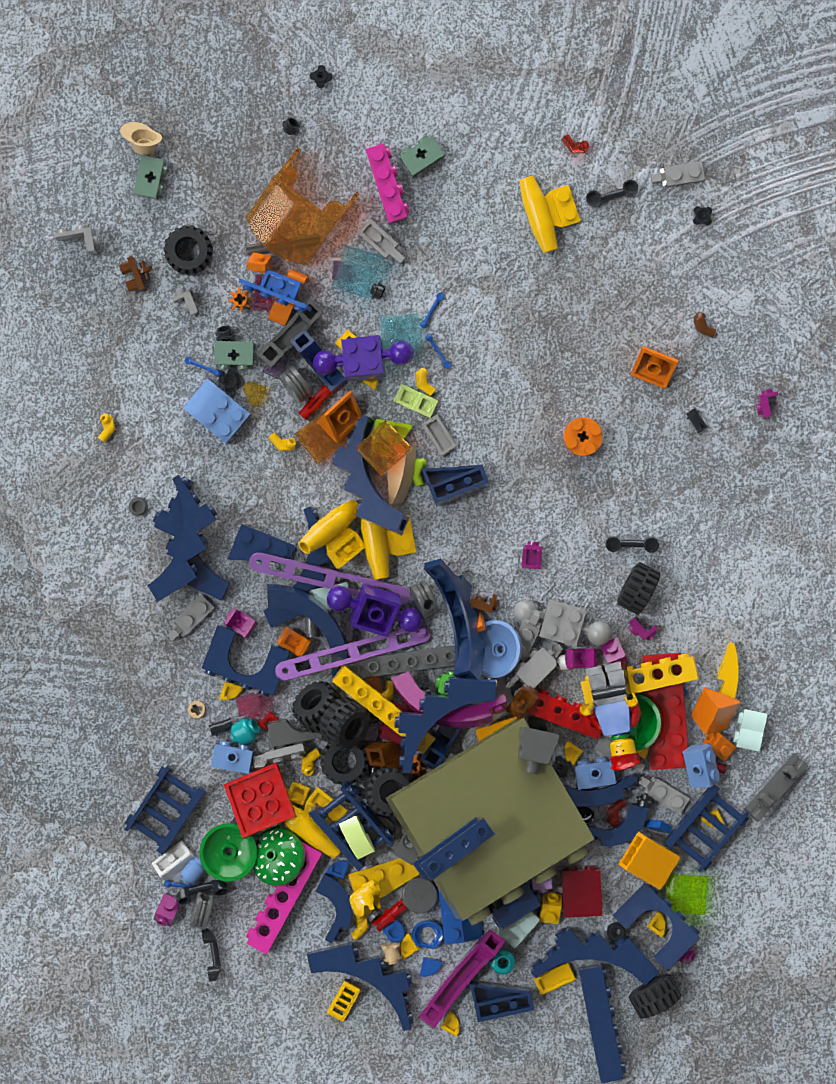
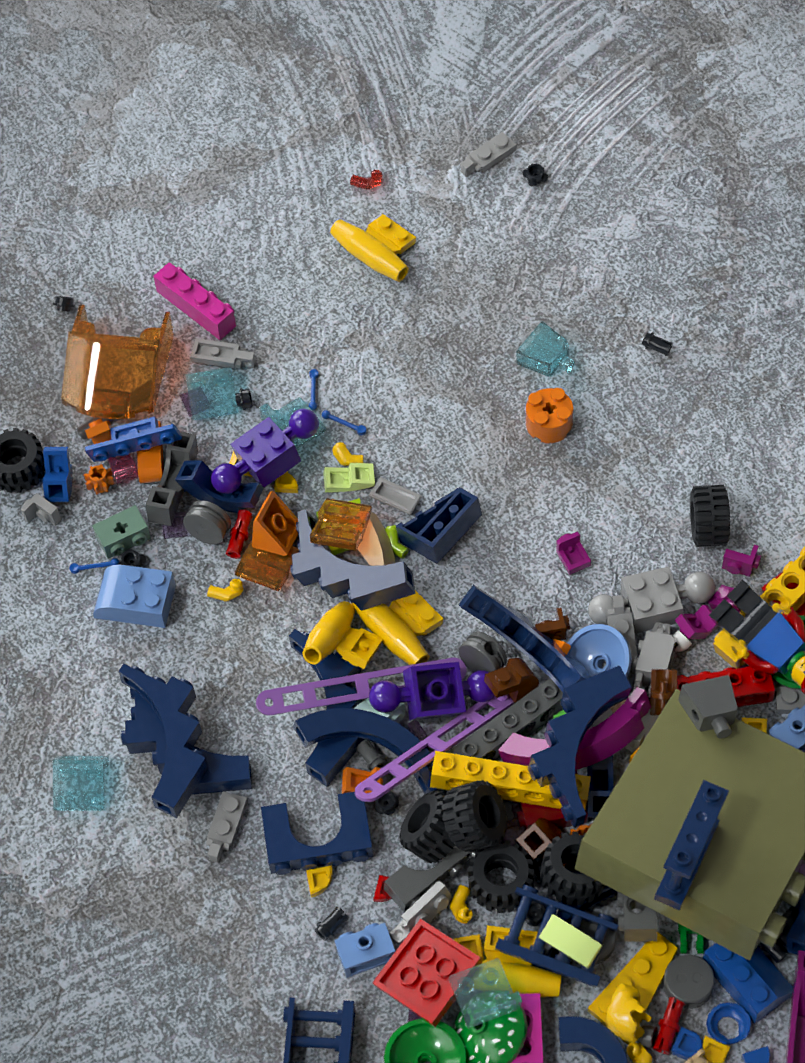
camera: 25 degrees left, 30 degrees down
(108, 426) = (17, 677): yellow arm -> none
(112, 530) = (79, 783): none -> clear light blue bracket
(138, 506) = (97, 740): dark grey plate -> none
(198, 703) = (290, 913): tan bush -> none
(211, 282) = (58, 475): none -> blue brick
(225, 333) = (101, 515): black plate -> none
(240, 623) = (292, 794): magenta bracket -> none
(245, 731) = (362, 910): teal head -> none
(250, 704) = (350, 877): clear pink brick -> none
(254, 392) = (166, 559): clear yellow tile -> none
(254, 541) = (242, 704): dark blue wedge -> none
(283, 842) = (484, 993): none -> clear light blue bracket
(320, 82) = (67, 253): black plate -> none
(339, 868) = (573, 1006): blue tile -> none
(417, 165) = (216, 261): sand green brick -> none
(430, 632) = (513, 679): none -> reddish brown brick
(613, 380) = (544, 351): none -> clear light blue torso
(629, 190) = (447, 188): black bar -> none
(649, 543) = (653, 496): black bar -> none
(654, 367) = (579, 315): orange slope -> none
(701, 325) = (601, 263): reddish brown arm -> none
(763, 405) = (715, 294): magenta bracket -> none

